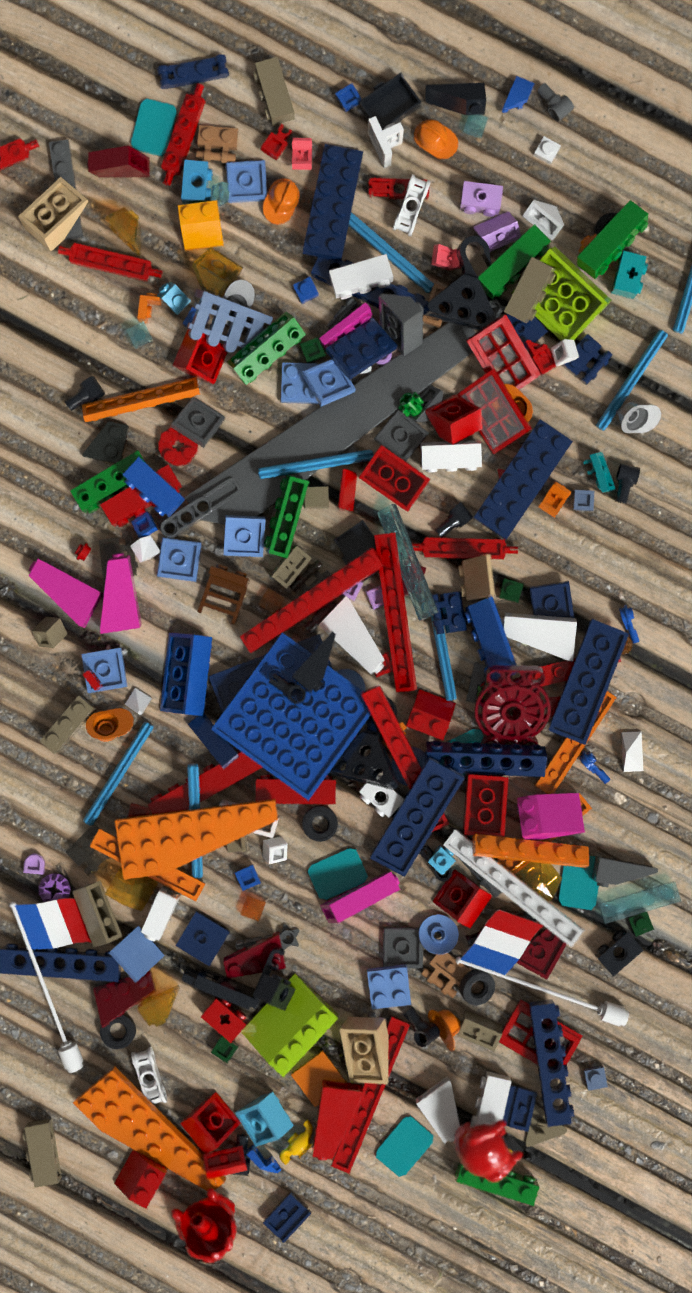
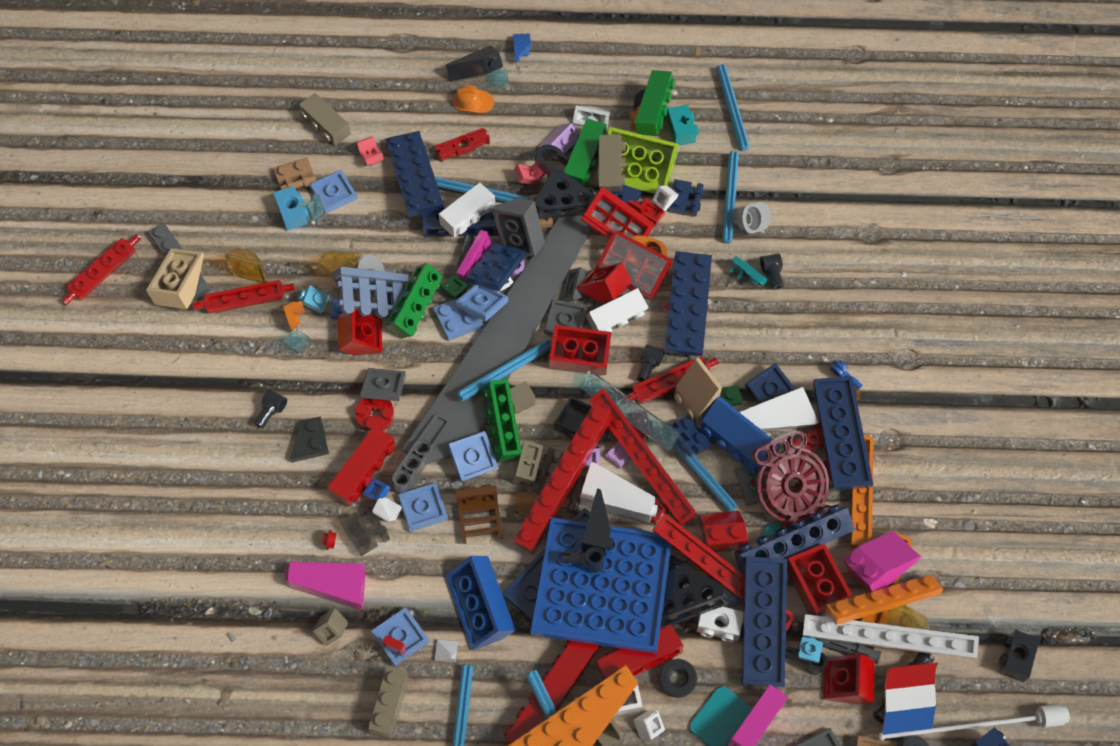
camera: 25 degrees left, 25 degrees down
(103, 485) = (313, 486): green brick -> none
(109, 724) = (428, 683): orange piece -> none
(118, 162) = (216, 219): dark red slope -> none
(120, 600) = (384, 560): dark pink slope -> none
(140, 399) = (326, 387): orange plate -> none
(153, 127) = (234, 186): teal piece -> none
(153, 488) = (370, 447): blue brick -> none
(183, 134) = (262, 180): red plate -> none
(193, 72) = (249, 135): dark blue plate -> none
(200, 225) = (310, 236): light orange slope -> none
(213, 742) = (537, 647): dark blue tile -> none
(276, 144) = (344, 154): red plate -> none
(281, 201) = (370, 192): orange piece -> none
(306, 290) = (424, 247): blue plate -> none
(347, 490) = (543, 381): red slope -> none
(348, 97) = (387, 100): blue plate -> none
(385, 139) = (432, 112): white bracket -> none
(390, 101) = (423, 91): black container -> none
(411, 404) = (561, 288): green gear -> none
(412, 193) = (480, 159): white piece -> none
(442, 925) = (851, 717): medium blue dish -> none
(481, 198) = (533, 122): lavender brick -> none
(542, 953) = (953, 688): dark red wing -> none
(547, 150) = (565, 72): white plate -> none
(554, 499) = (723, 306): orange bracket -> none
(558, 105) = (557, 40): dark grey pin -> none
(577, 887) = (945, 612): teal piece -> none
(583, 500) = (747, 298): sand blue plate -> none
(588, 761) = (884, 501): blue plate -> none
(615, 872) = (966, 583): dark grey slope -> none
(632, 751) = (915, 477): white slope -> none
(639, 902) = (1006, 602): clear light blue plate -> none
(640, 923) = (1020, 620): dark green plate -> none

